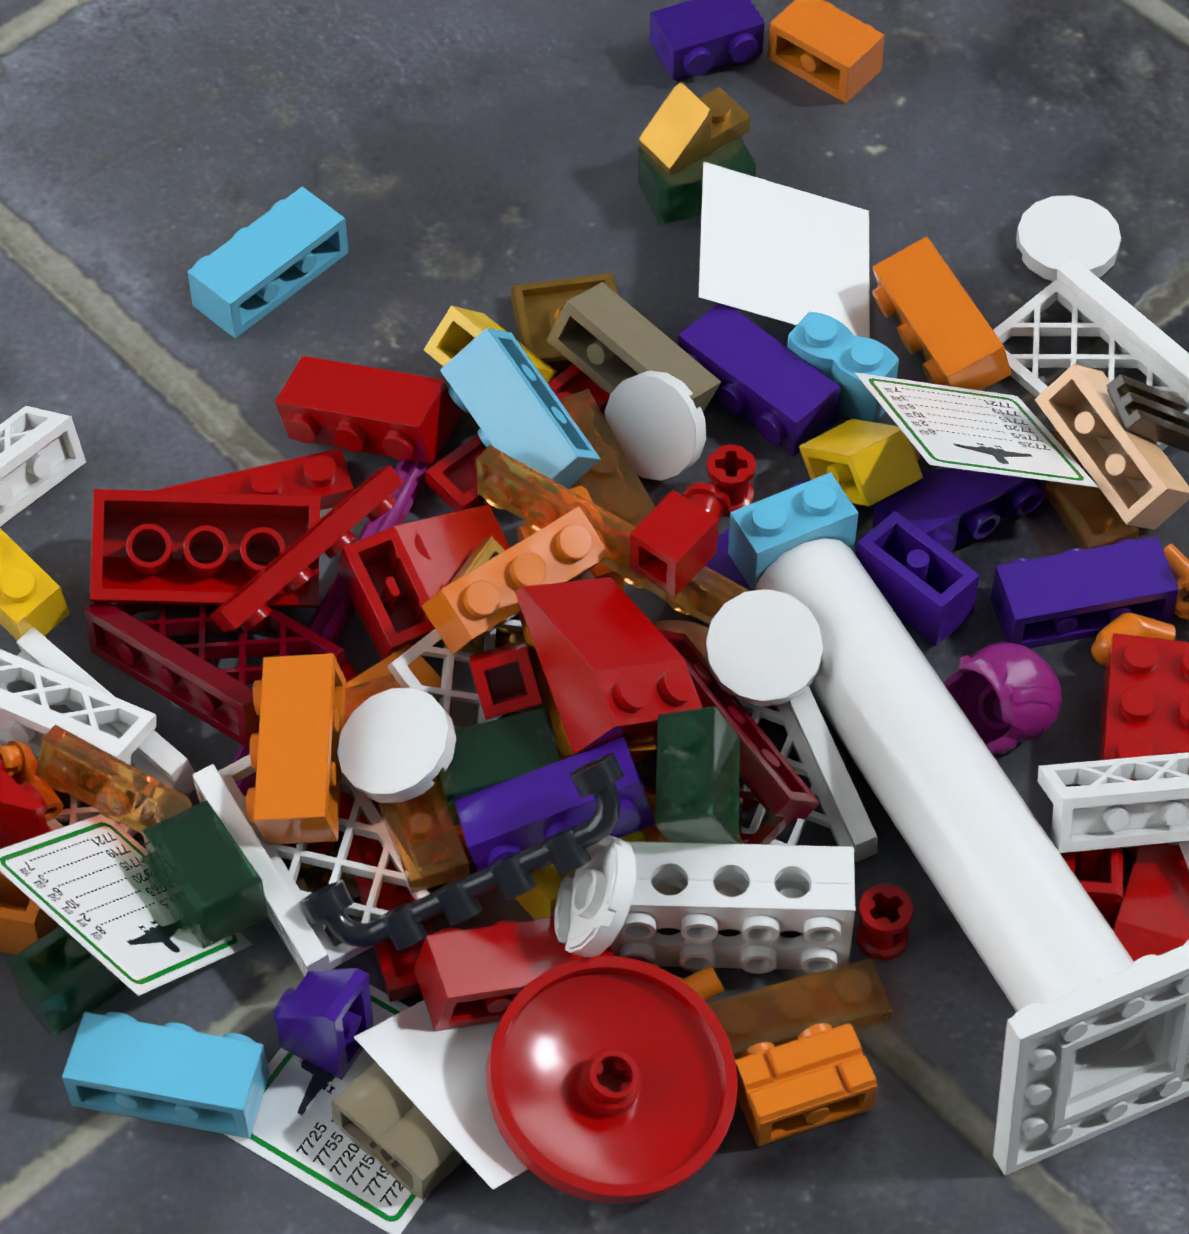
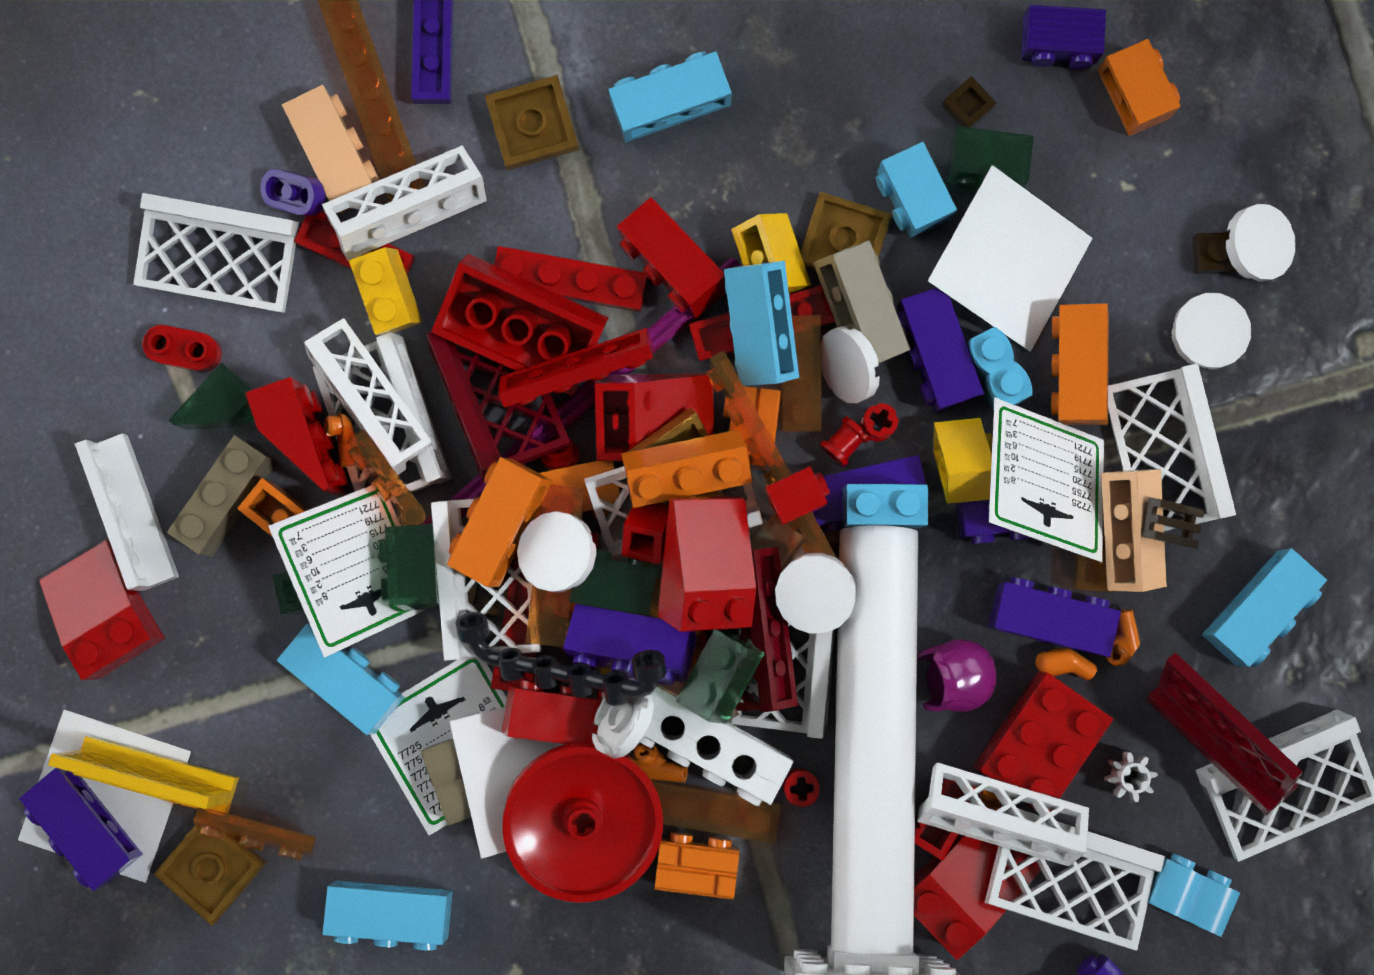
camera: 30 degrees right, 30 degrees up
(104, 355) = (532, 122): none -> pearl gold plate
(324, 1016) = (441, 692): dark purple slope -> none
(626, 132) = (969, 103): none -> dark brown plate
(628, 231) = (915, 190): none -> medium azure brick
(692, 127) = (1000, 132): pearl gold slope -> none
(918, 577) = (952, 561): dark purple brick -> none
(1020, 166) = (1211, 253): none -> dark brown plate
(1064, 130) = (1260, 242): none -> white tile

